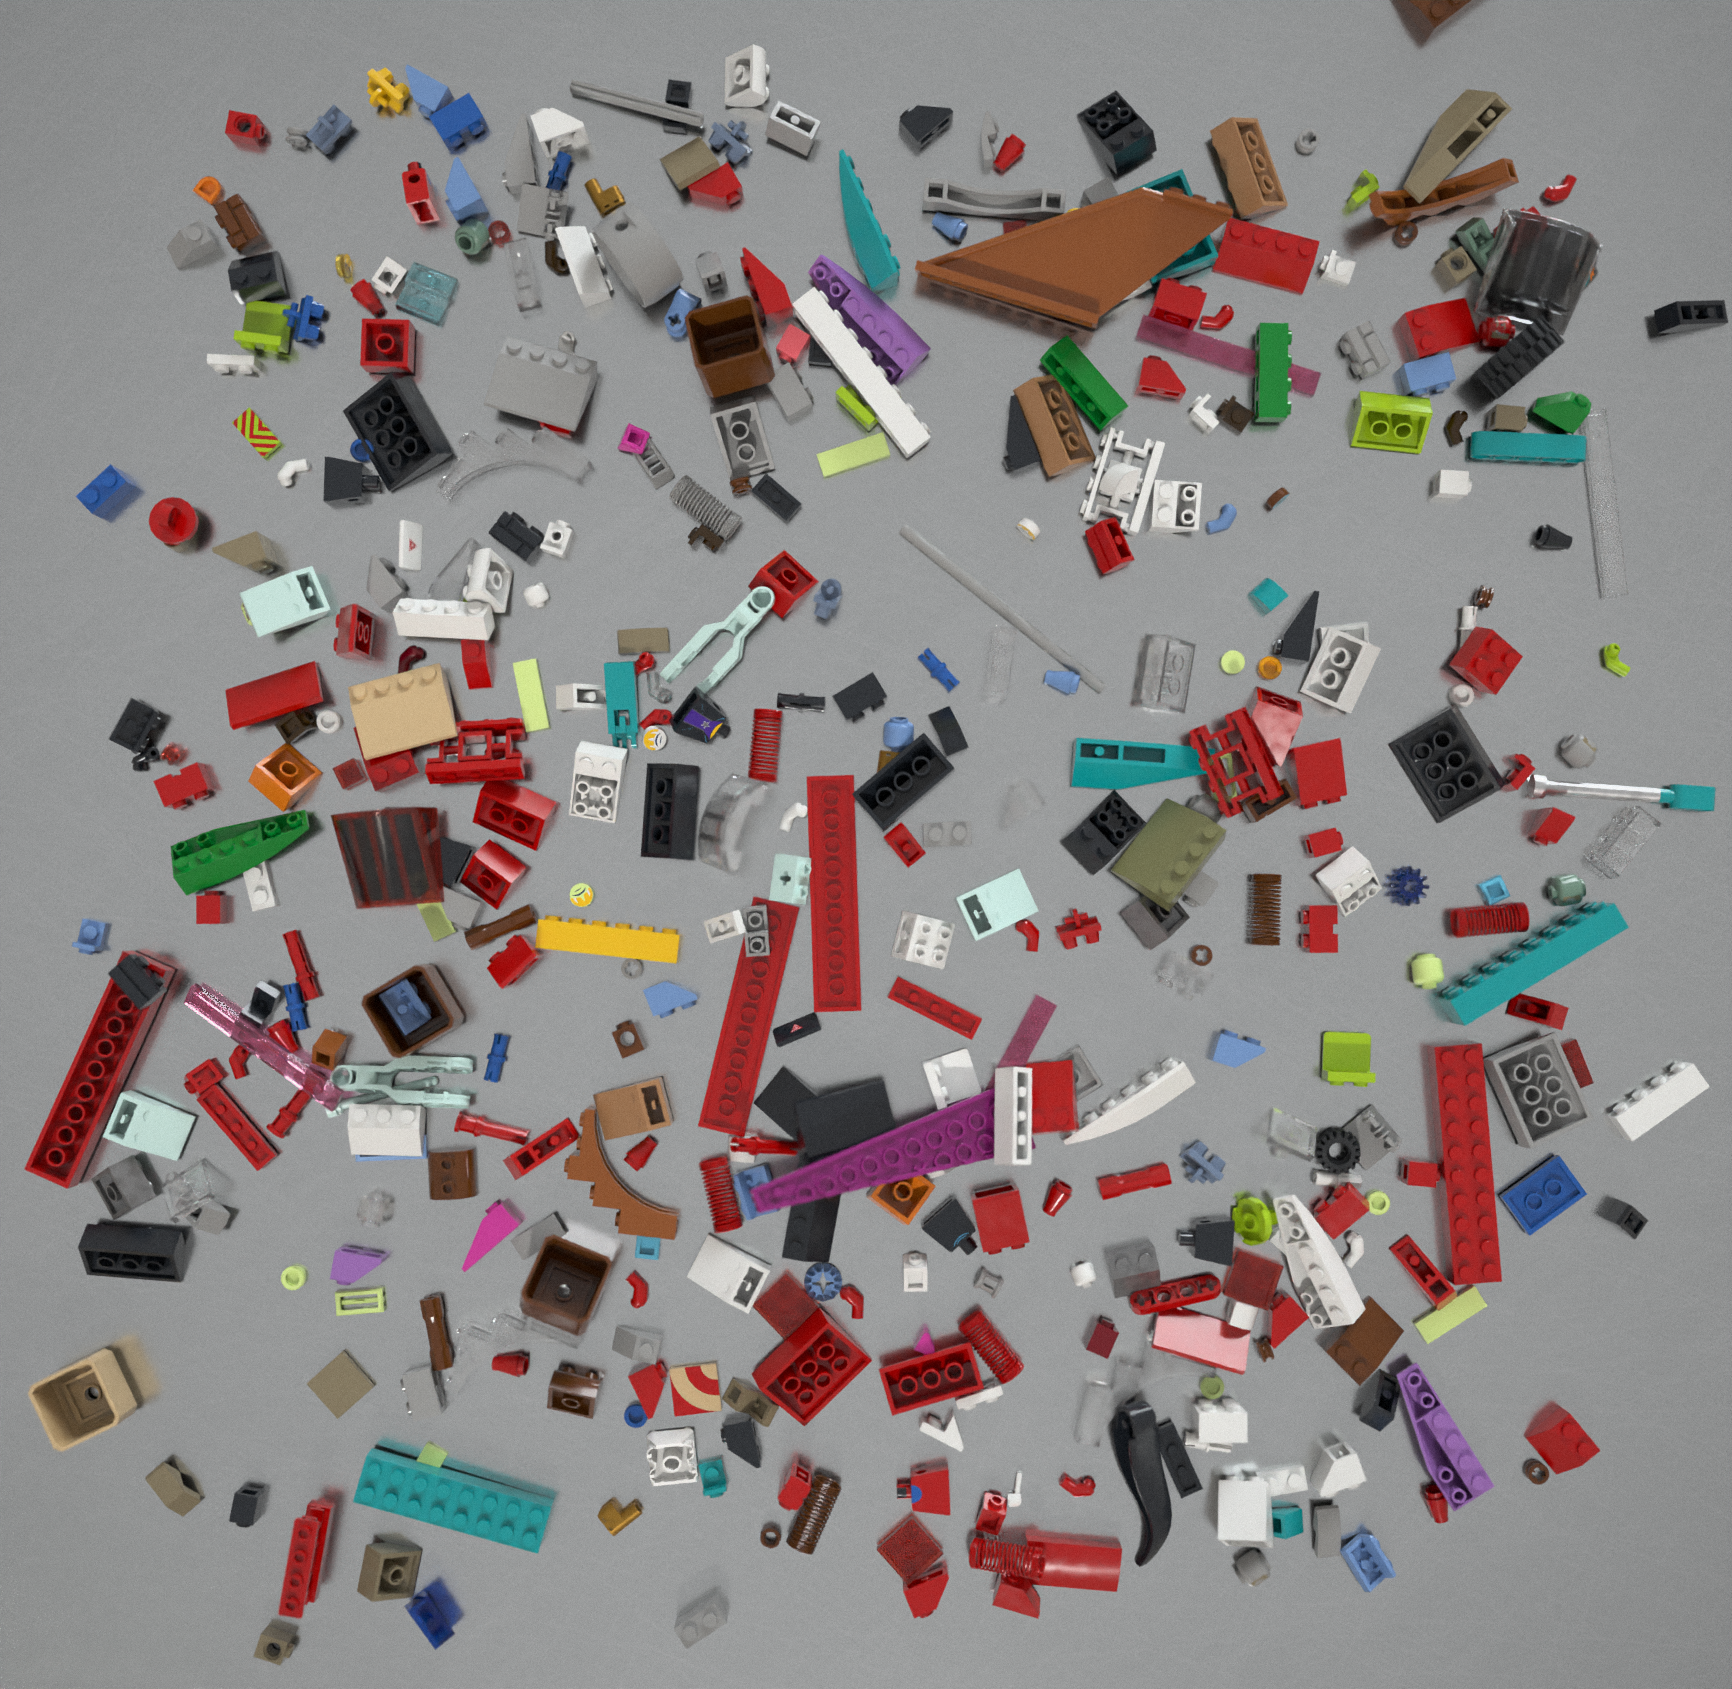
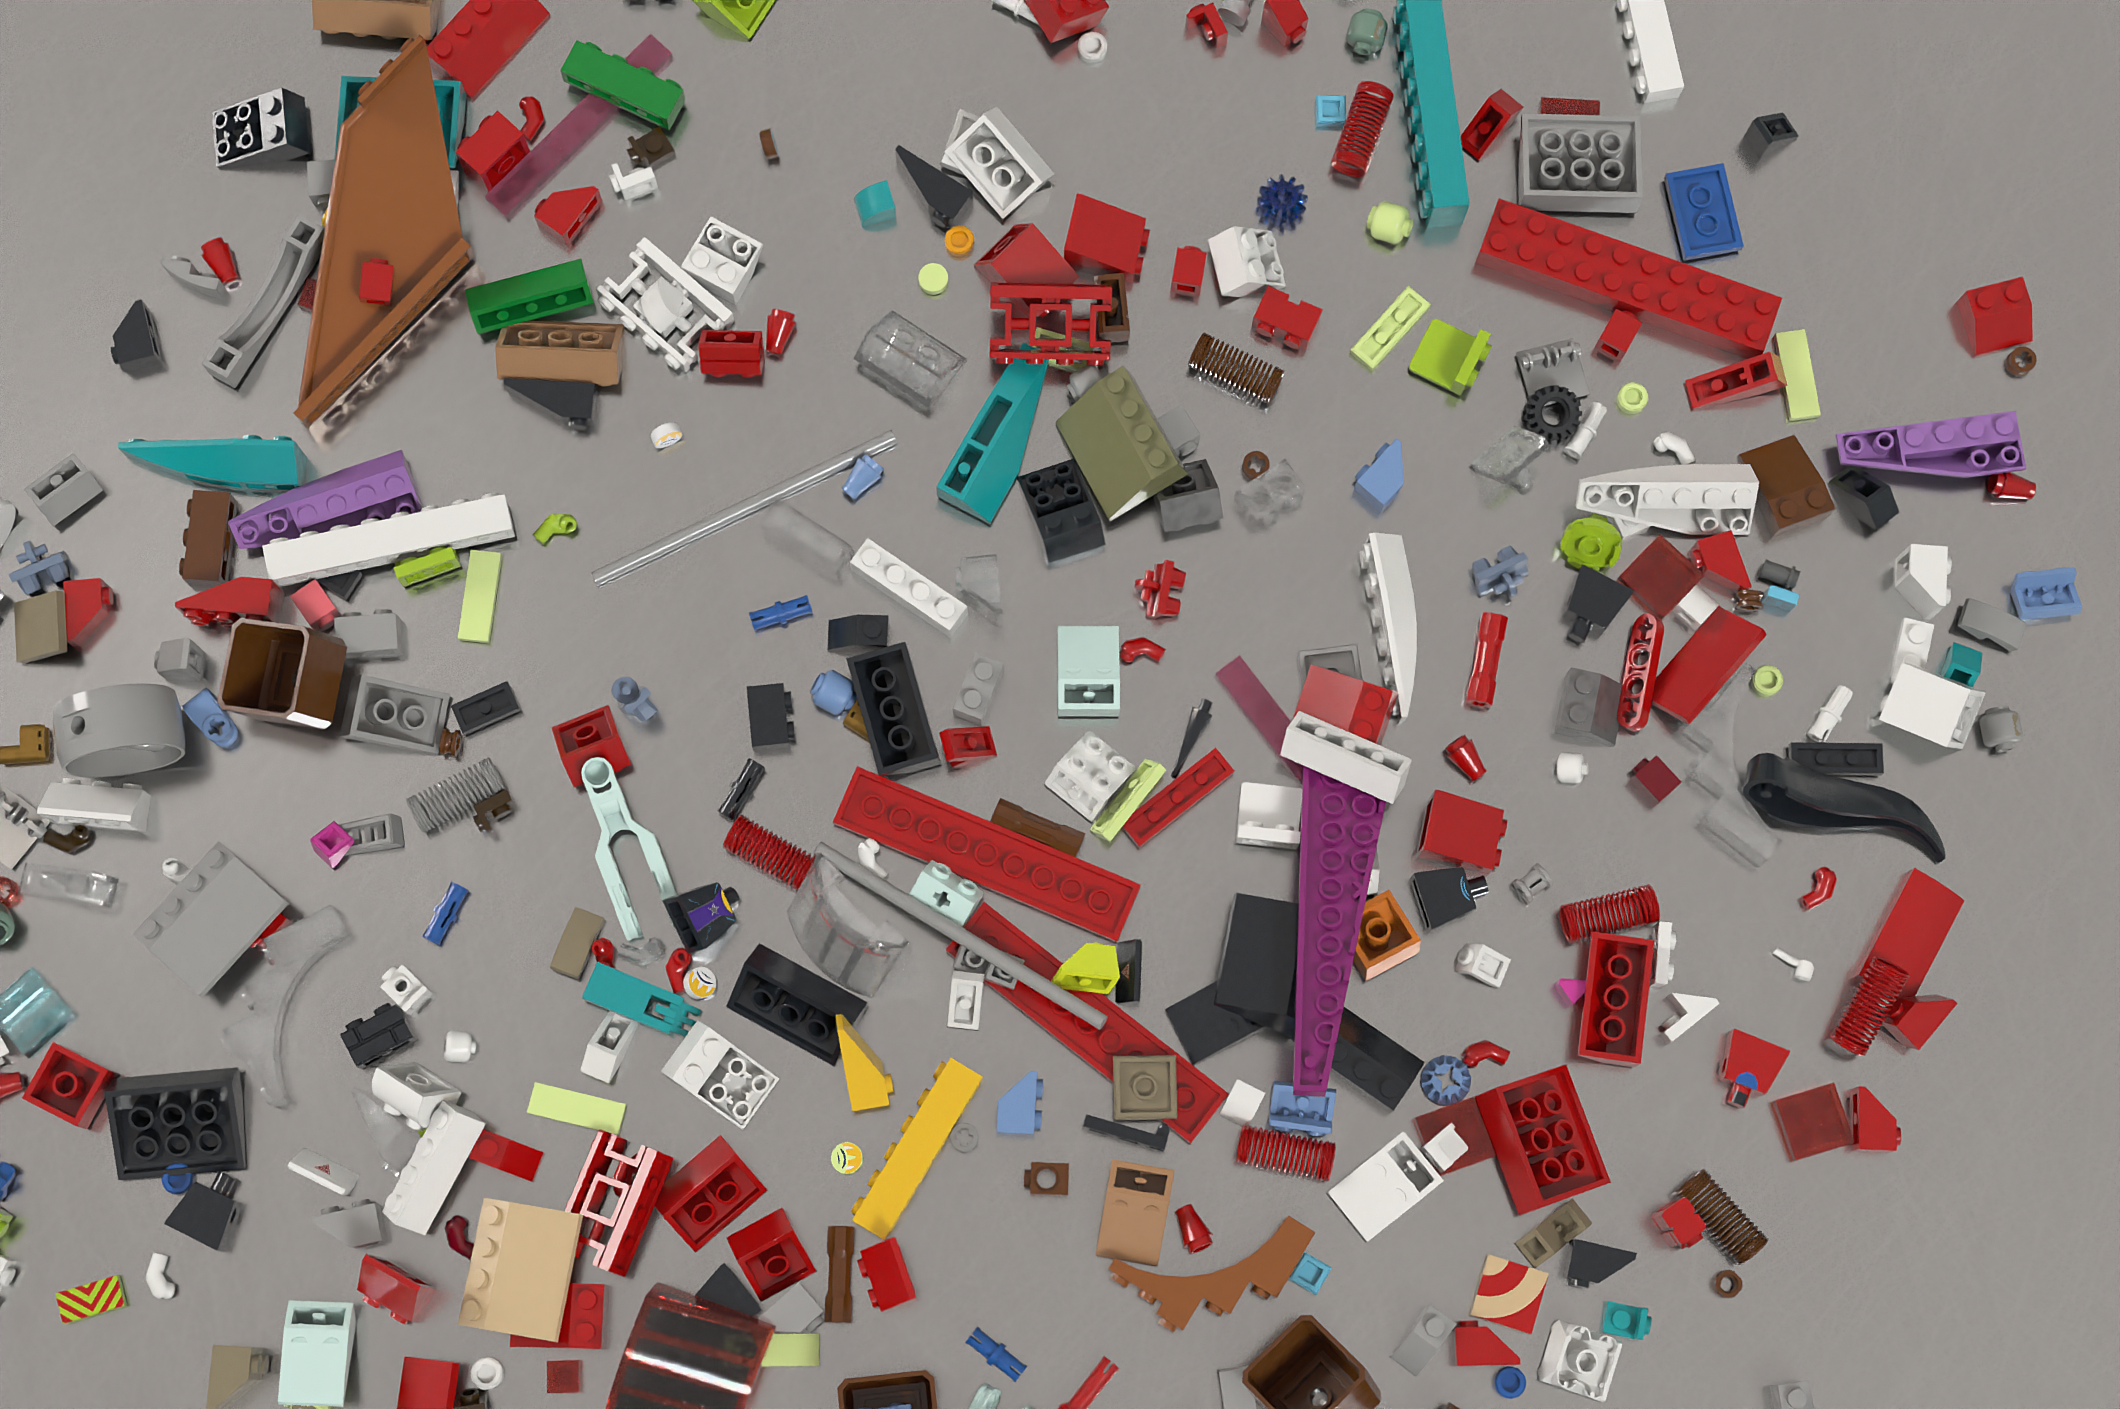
camera: 70 degrees left, 10 degrees down
(541, 1149) = (1133, 1349): red slope -> none
(621, 540) = (445, 913): none -> blue pin
(640, 1290) = (1361, 1307): red arm -> none
(643, 879) = (863, 1069): none -> yellow slope
(688, 1101) = (1128, 1134): none -> black hinge
(720, 1077) = (1145, 1087): none -> dark tan tile
(755, 1145) = (1246, 1079): red pin -> none
(765, 903) = (963, 936): none -> light grey piece
(772, 1303) = (1444, 1148): none -> white panel
(784, 1004) = (1090, 969): none -> neon yellow slope
(805, 246) = (207, 538): none -> reddish brown brick
(868, 920) = (1037, 828): none -> reddish brown axle
(917, 974) = (1127, 799): none -> yellowish green tile
(929, 482) = (555, 524): none -> lime arm
(950, 226) = (270, 364): medium blue cone -> none
(991, 1514) = (1810, 1004): red bracket -> none
(996, 997) = (1197, 722): none -> black piece
(997, 751) = (909, 588): none -> white brick
(1039, 271) = (377, 282): none -> red brick
(1142, 571) = (779, 328): none -> red cone
(1219, 1421) = (1810, 686): white brick -> none
(1225, 521) = (767, 214): medium blue arm -> none
(1276, 1372) = (1780, 598): none -> medium azure tile
(1294, 1363) = (1780, 574): none -> dark grey pin
(1341, 1210) = (1622, 439): red brick -> none
(1348, 1005) = (1390, 328): none -> yellowish green tile
(1447, 763) = (1162, 96): black slope -> none

